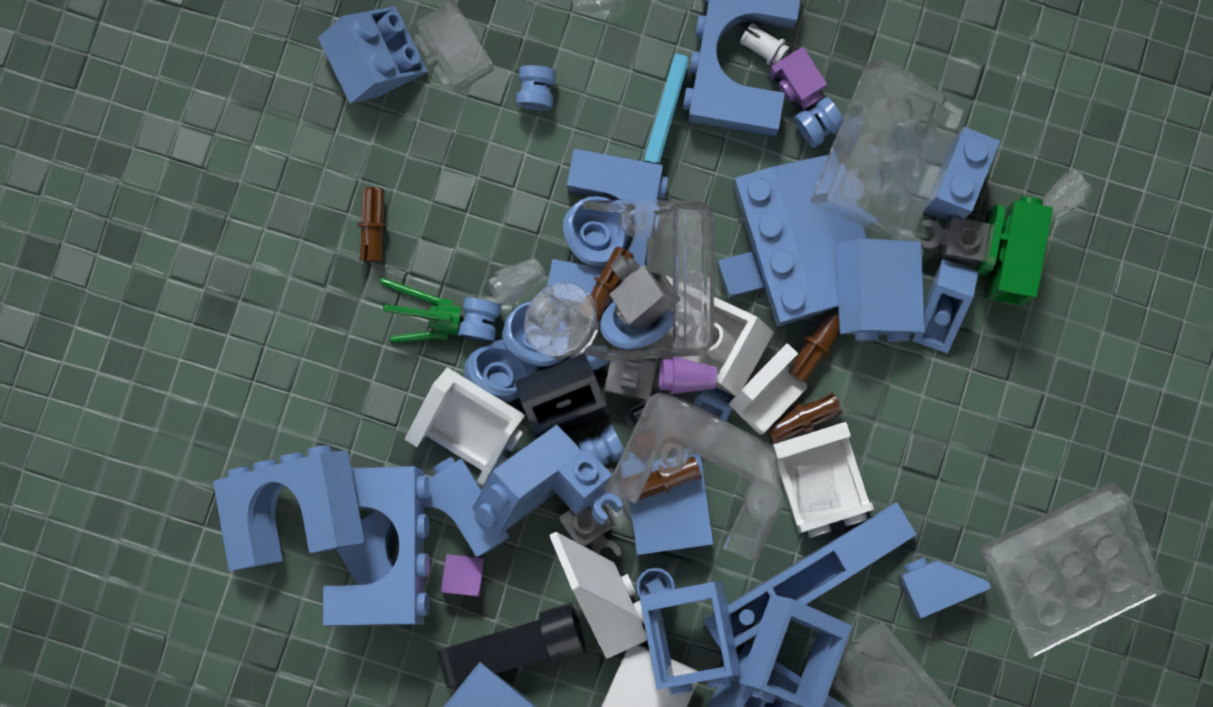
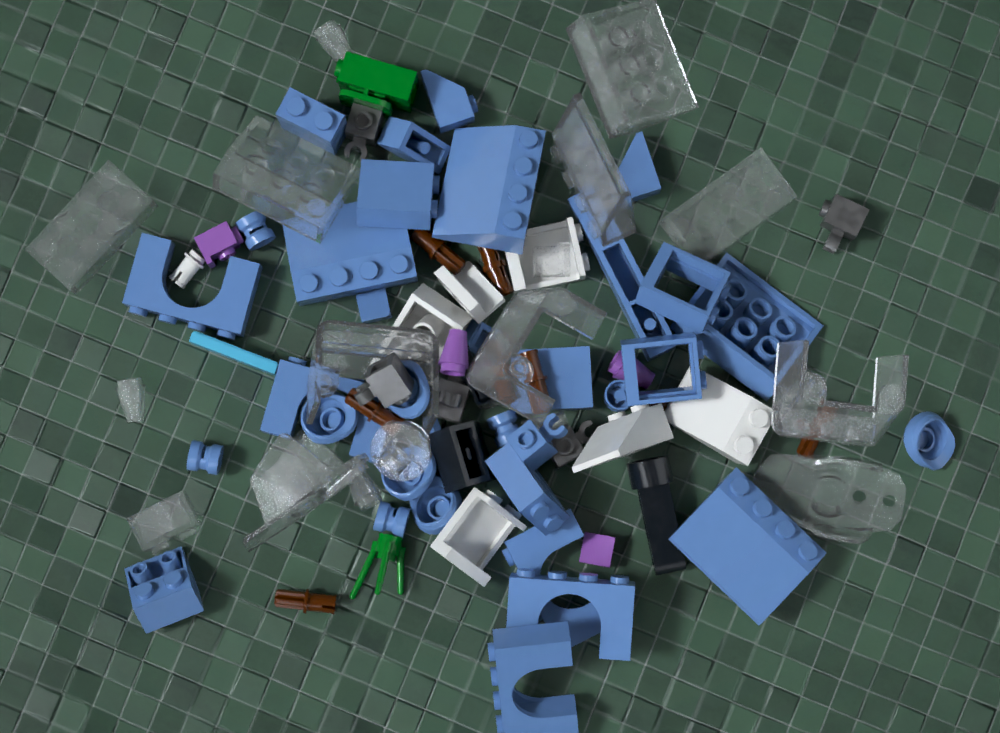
camera: 85 degrees left, 0 degrees up
(514, 196) = (296, 480): none -> clear piece
(684, 615) = (644, 374): none -> medium lavender cone
(901, 403) = (490, 186): none -> medium blue slope
(927, 529) = (592, 174): none -> clear slope
(1003, 343) = (448, 101): none -> medium blue slope

